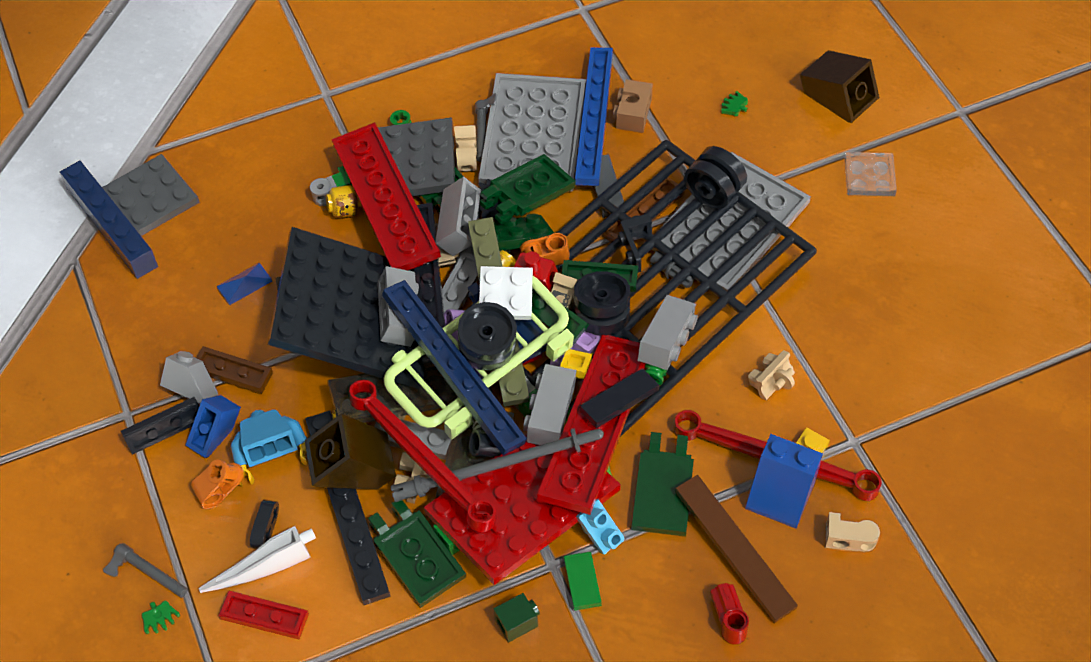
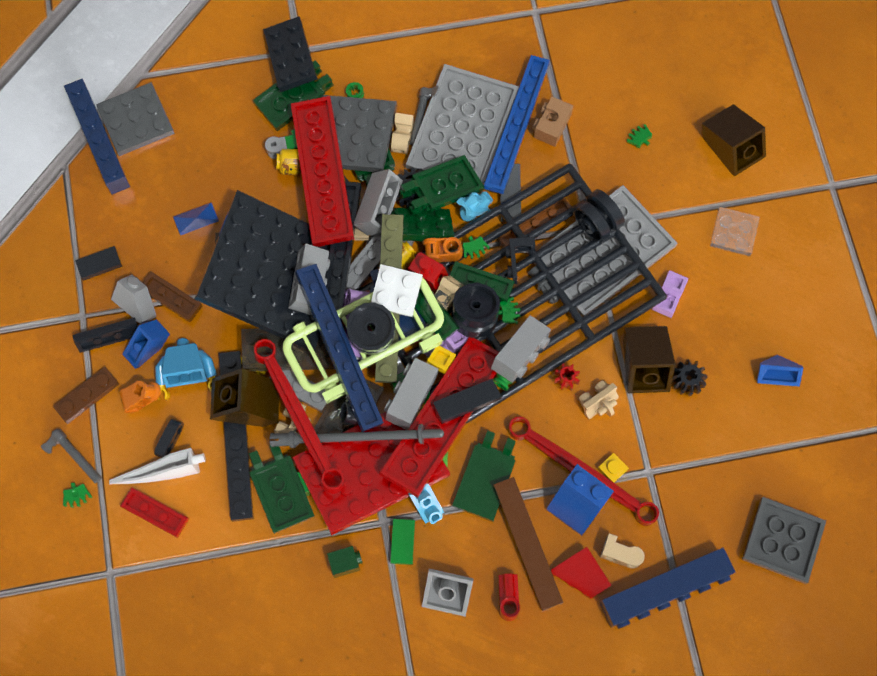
camera: 10 degrees right, 15 degrees up
(136, 352) = (98, 263): none -> black tile
(149, 499) = (86, 395): none -> reddish brown plate
(314, 146) = (277, 104): none -> dark green tile
(318, 95) = (290, 54): none -> black plate
(570, 201) = (474, 205): none -> medium azure hips
(581, 243) = (475, 246): none -> green piece
(641, 301) = (509, 311): none -> green piece
(653, 622) = (447, 592): none -> light grey slope
(727, 358) = (564, 382): none -> red gear
(812, 567) = (583, 573): none -> red slope
(816, 320) = (648, 359): none -> dark brown slope
(823, 241) = (673, 287): none -> lavender slope
(868, 330) = (697, 380): none -> black gear
(916, 561) = (667, 587): none -> dark blue brick
(969, 304) = (780, 371): none -> blue slope
(1036, 479) = (784, 540): none -> dark grey plate

